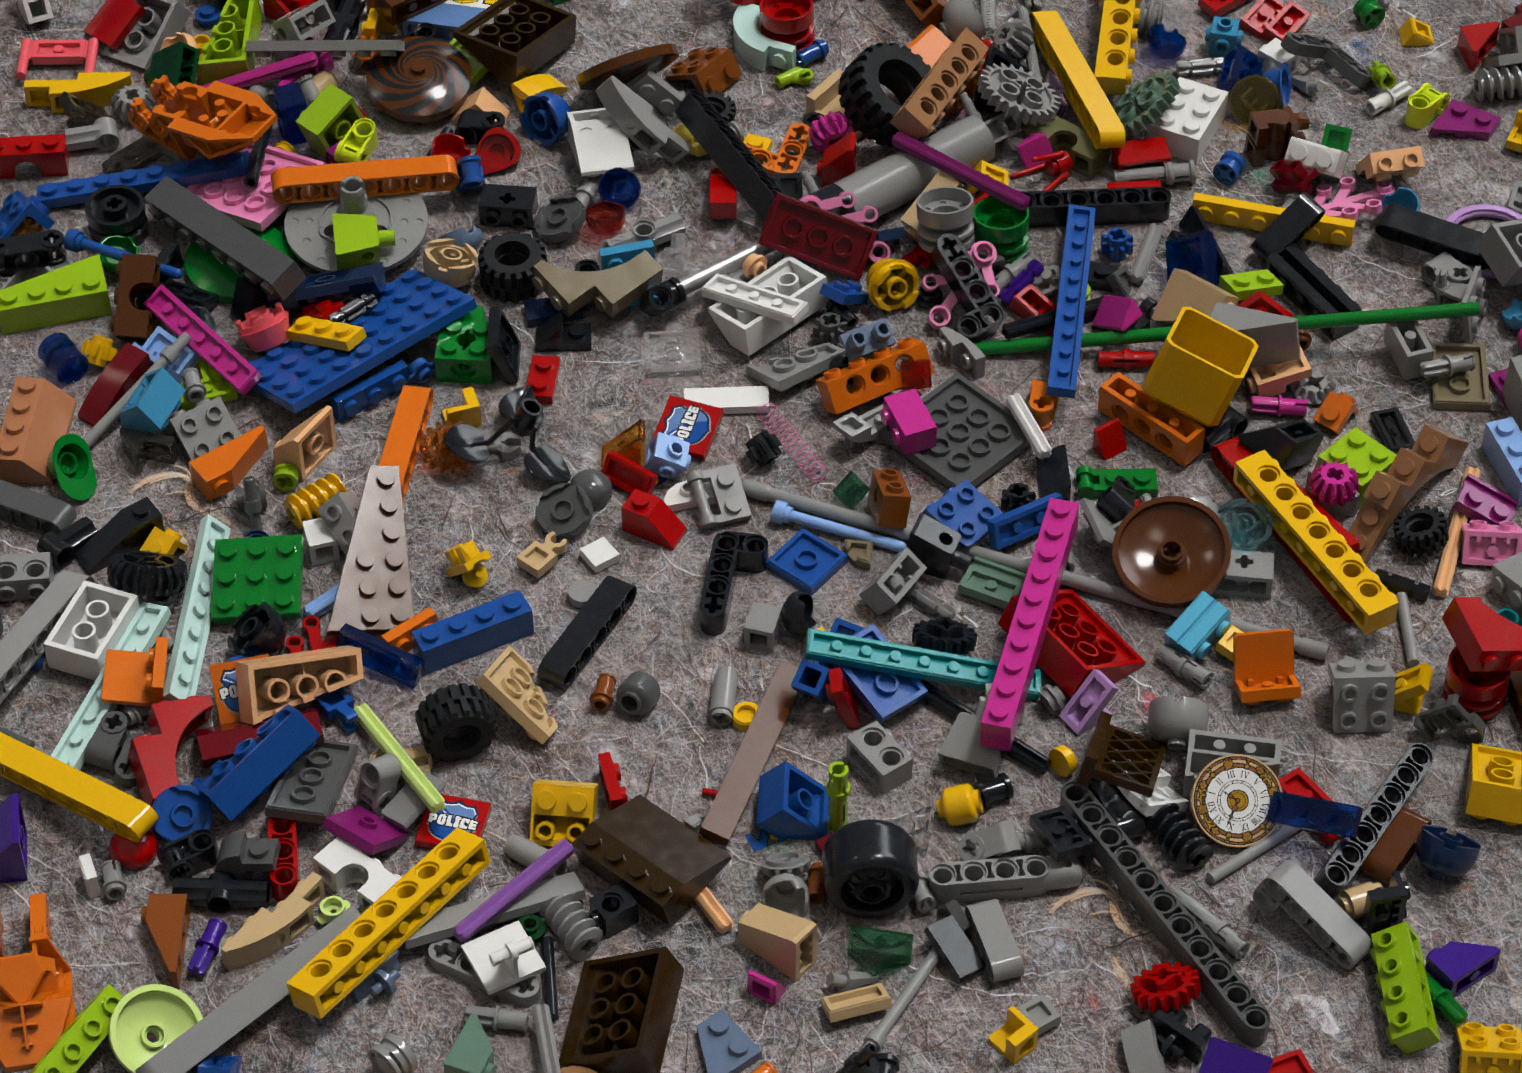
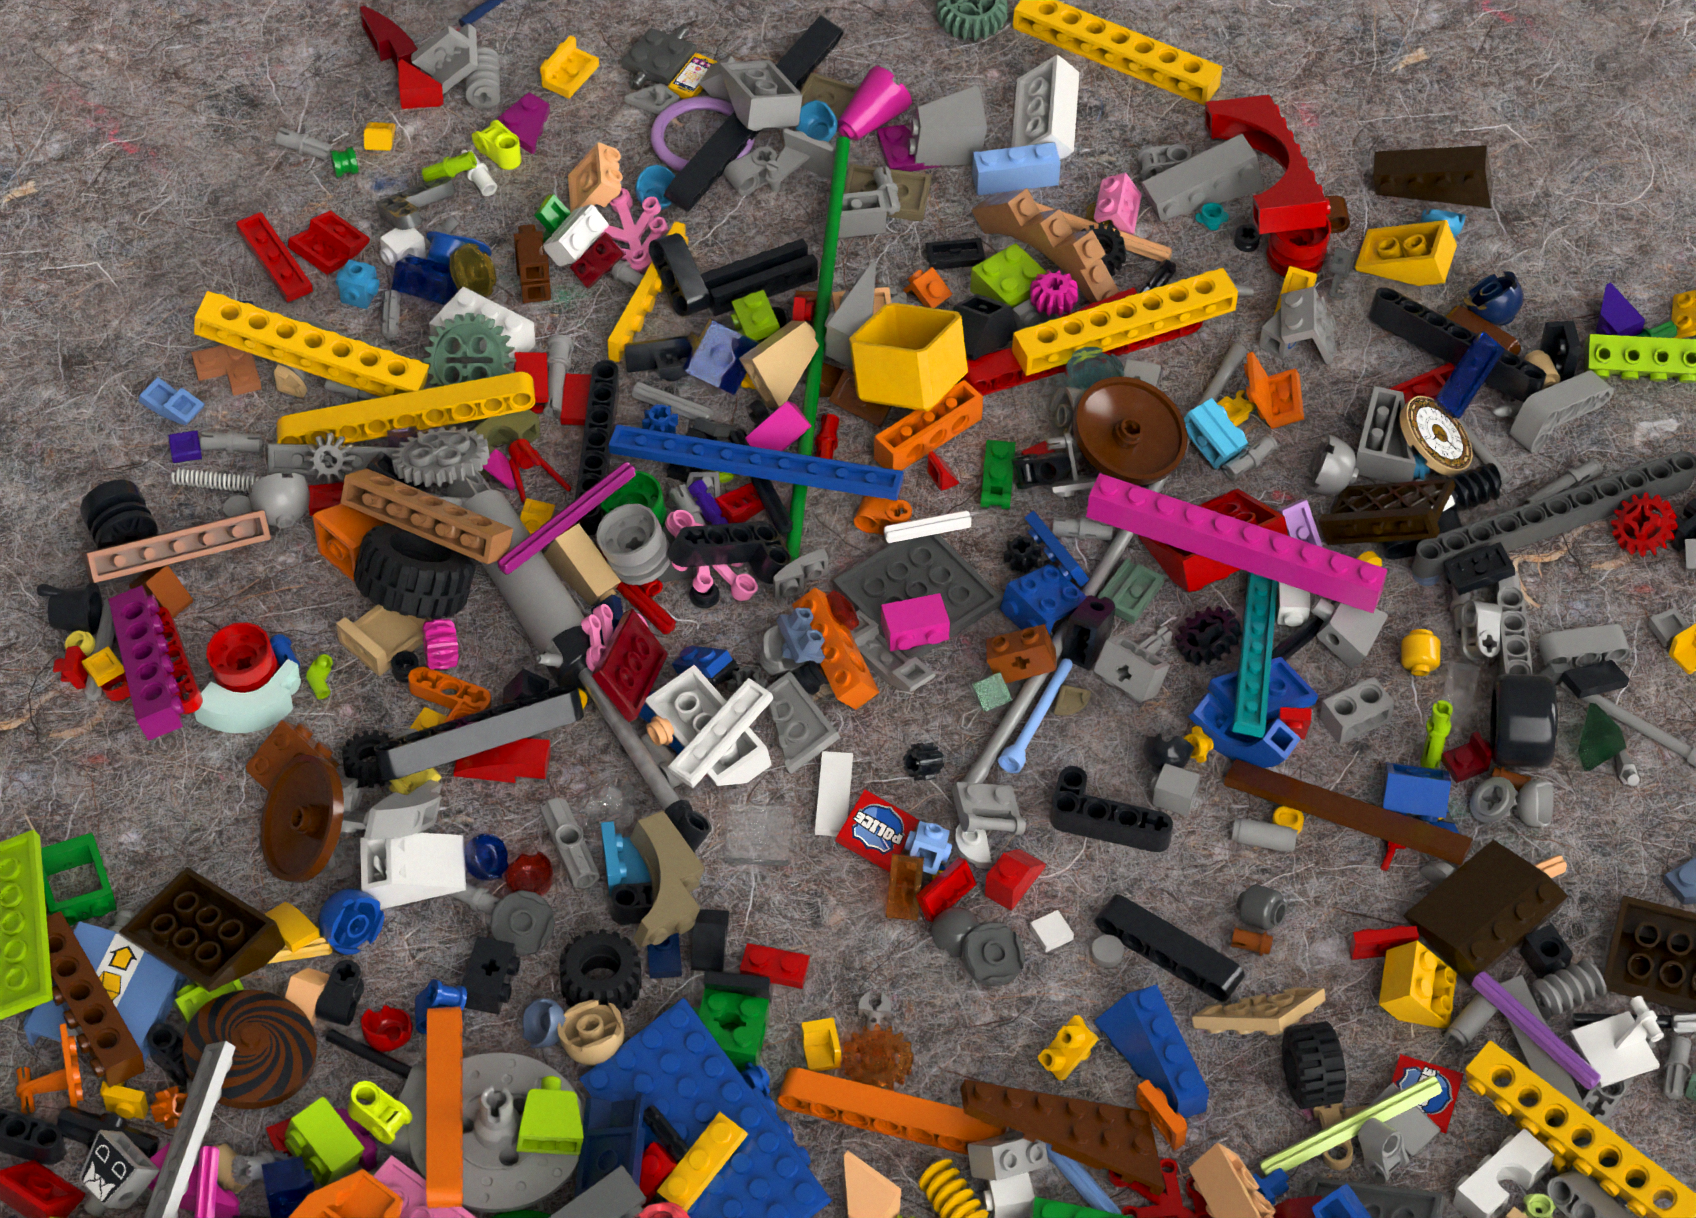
camera: 85 degrees left, 5 degrees up
(365, 830) = (1443, 1166): magenta plate -> none
(383, 657) = (1198, 1140): clear blue plate -> none
(496, 150) = (392, 979): red piece -> none
(526, 414) = (914, 968): black plant -> none
(538, 924) = (1565, 1023): dark green plate -> none
(541, 557) = (1053, 985): tan plate -> none
(764, 987) = (1635, 836): dark pink slope -> none
(780, 939) = (1590, 811): tan slope -> none
(794, 448) = (909, 737): bright pink piece -> none
(806, 561) = (1078, 743): blue tile -> none
(838, 160) = (493, 640): red slope -> none
(856, 1002) = (1656, 765): tan tile -> none
(892, 284) = (694, 617): yellow cone -> none
(995, 789) = (1399, 622): black bush -> none
(1054, 473) = (988, 522): black slope -> none
(1165, 44) = (355, 328): clear blue hair -> none
(1229, 167) = (561, 313): blue wheel -> none
(1484, 501) = (1068, 198): magenta plate -> none

